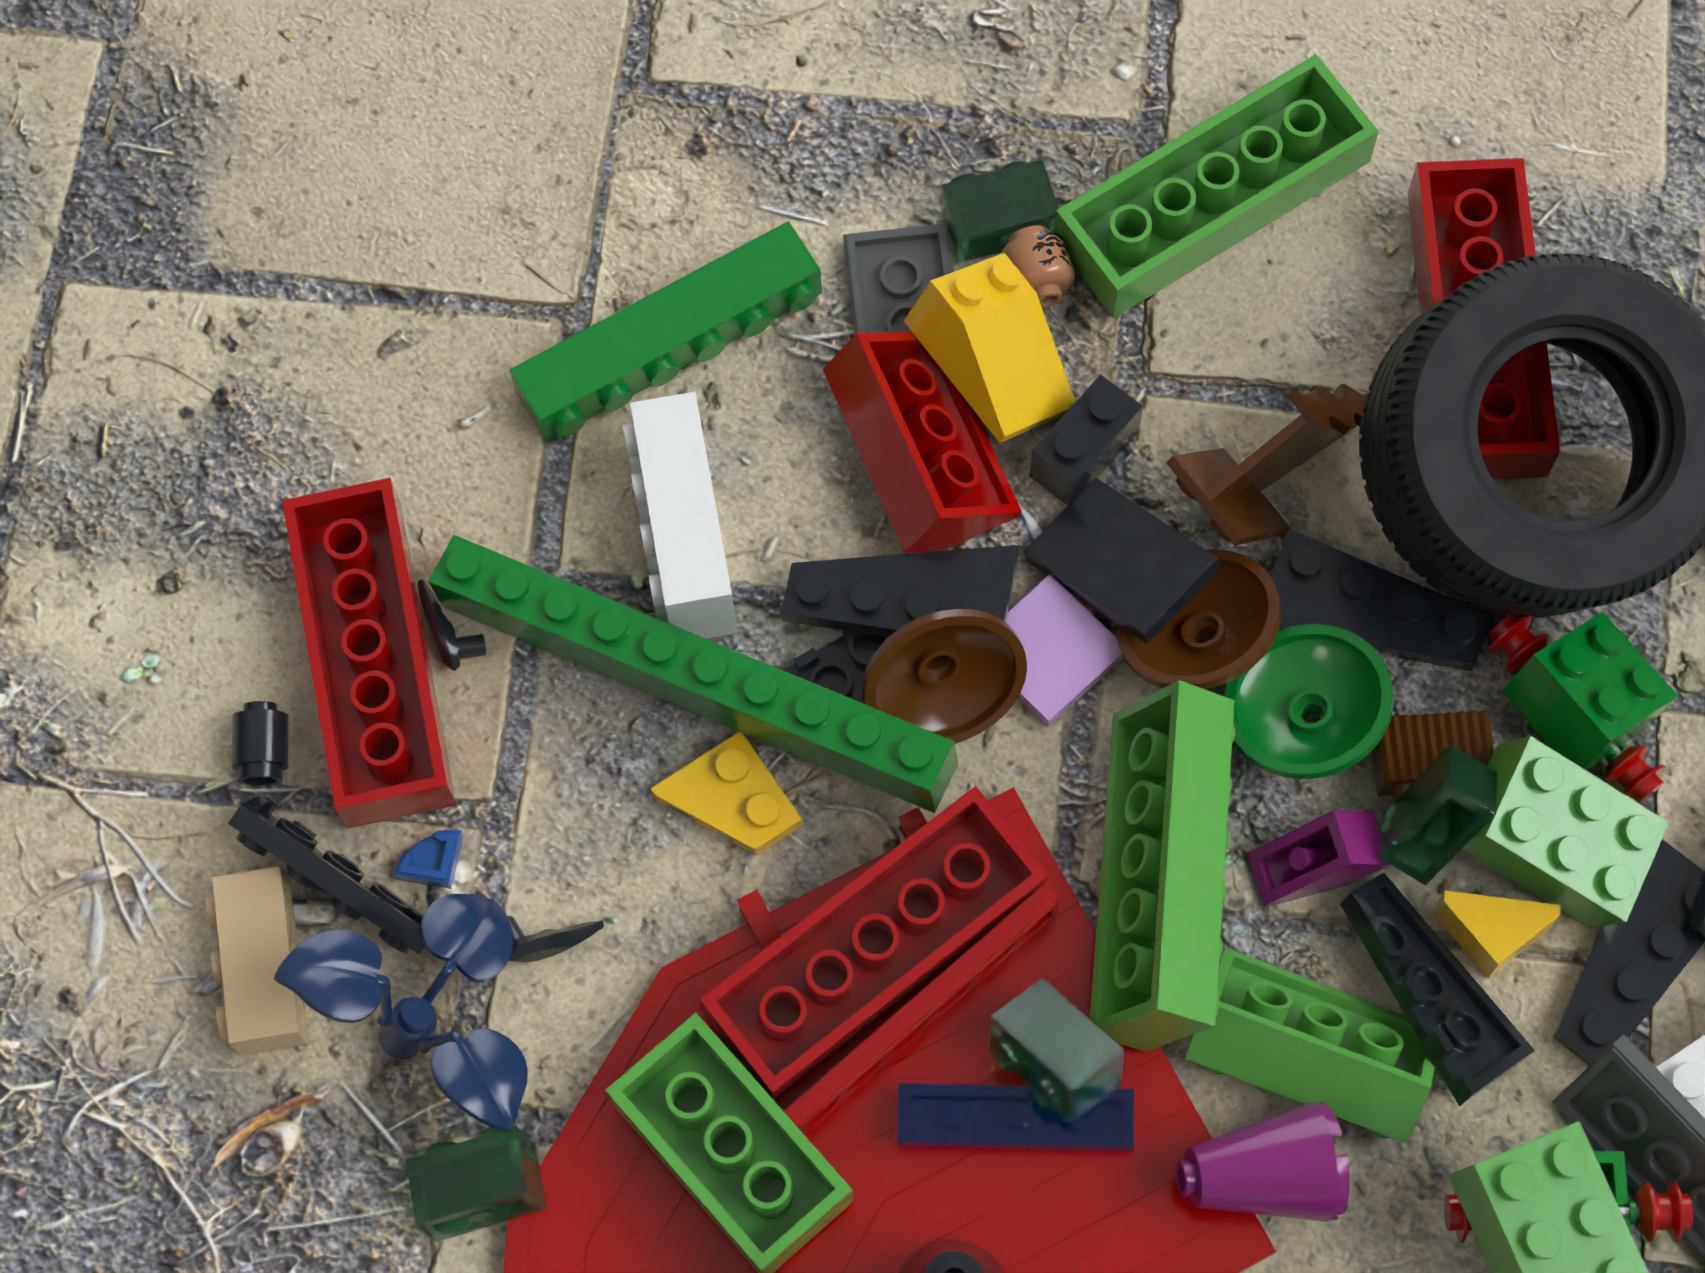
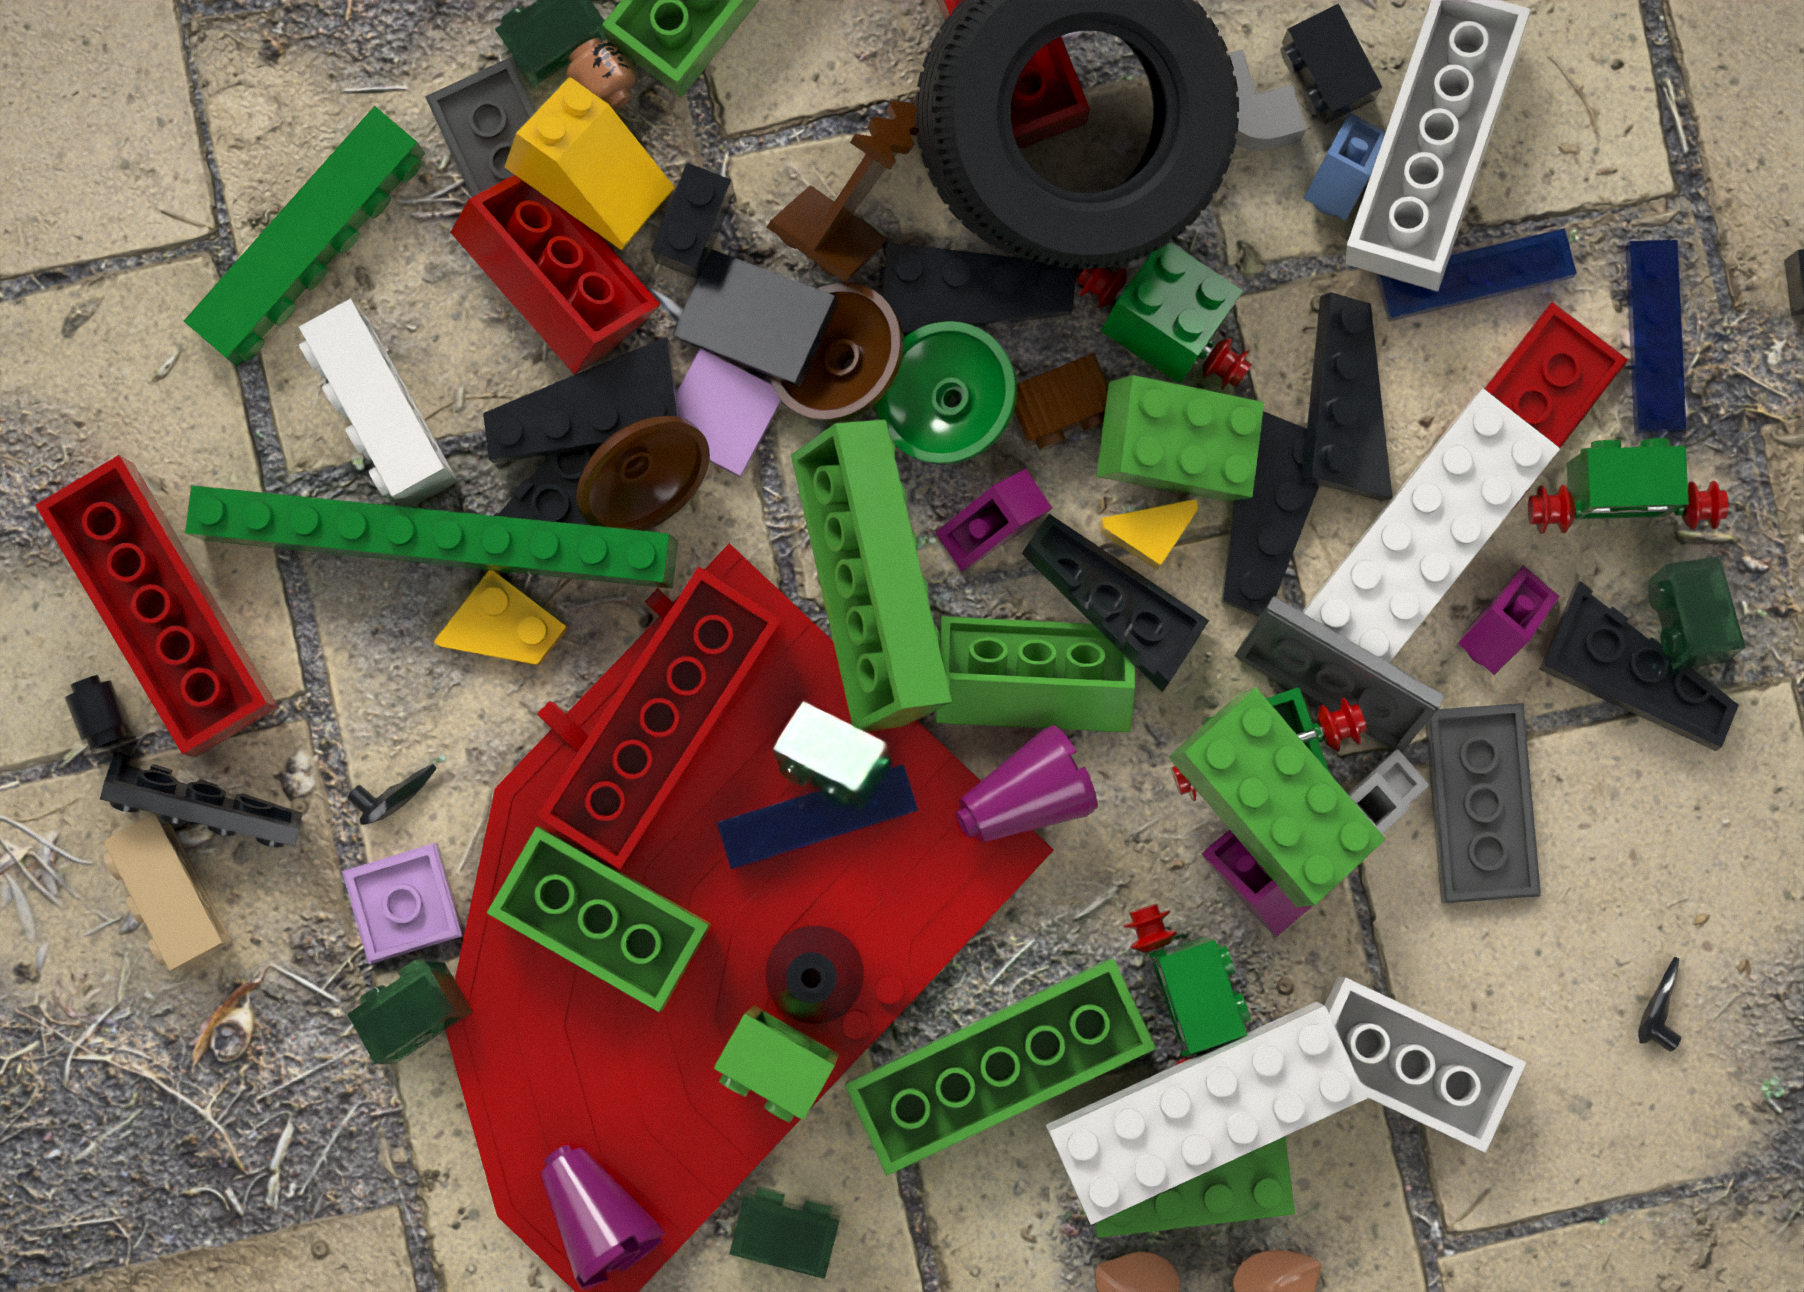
camera: 20 degrees left, 15 degrees up
(432, 860) = (276, 759): blue tile -> none
(442, 631) = (211, 563): black bar -> none
(472, 933) = (244, 906): dark blue plant -> none
(546, 1042) = (403, 903): none -> lavender tile
(923, 1009) = (716, 756): red tile -> none
(1438, 814) = (1078, 459): clear green brick -> none

